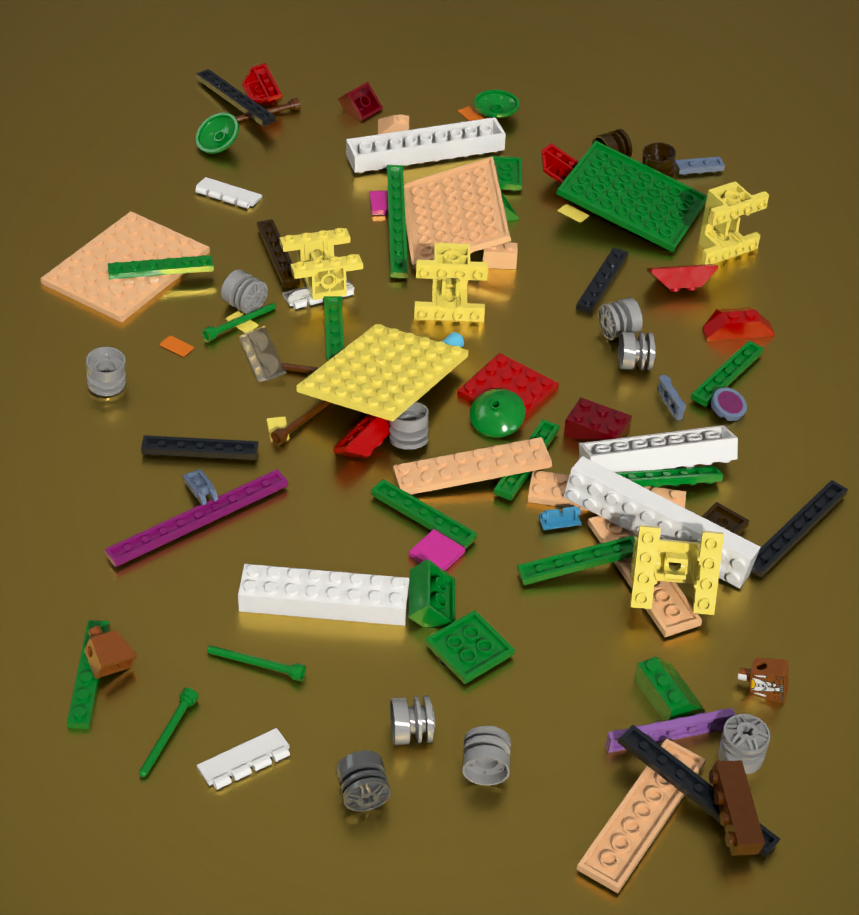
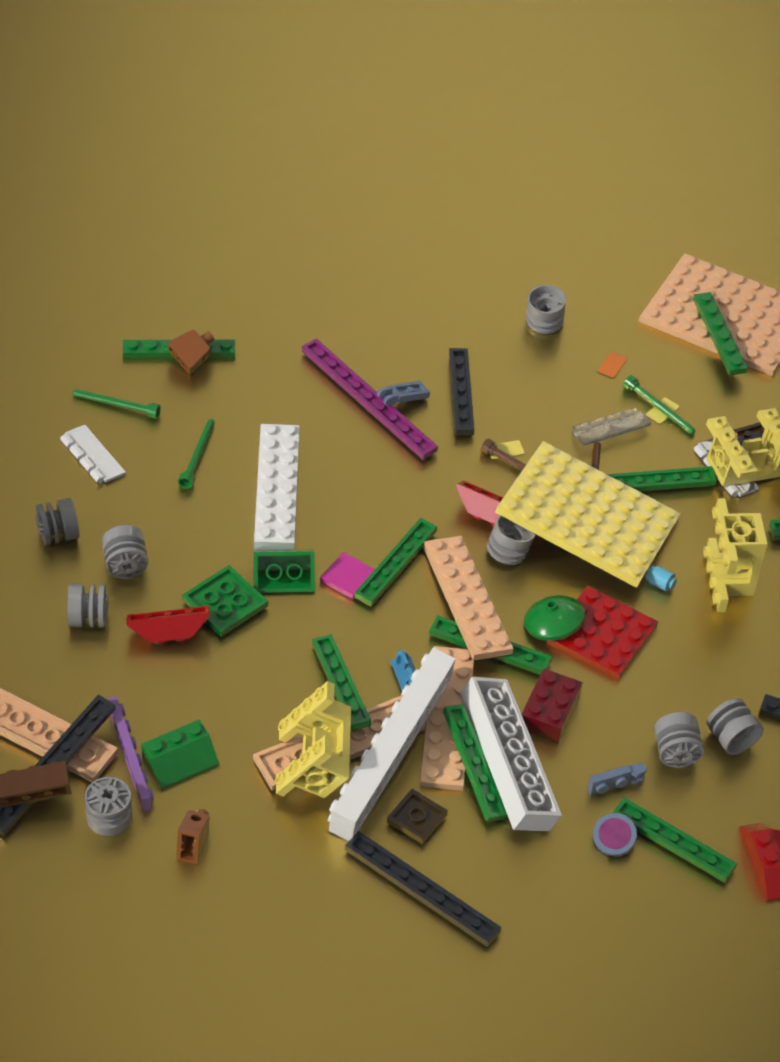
camera: 85 degrees right, 5 degrees up
(244, 291) = (693, 397): light grey wheel -> none
(503, 685) = (168, 624): none -> red wedge

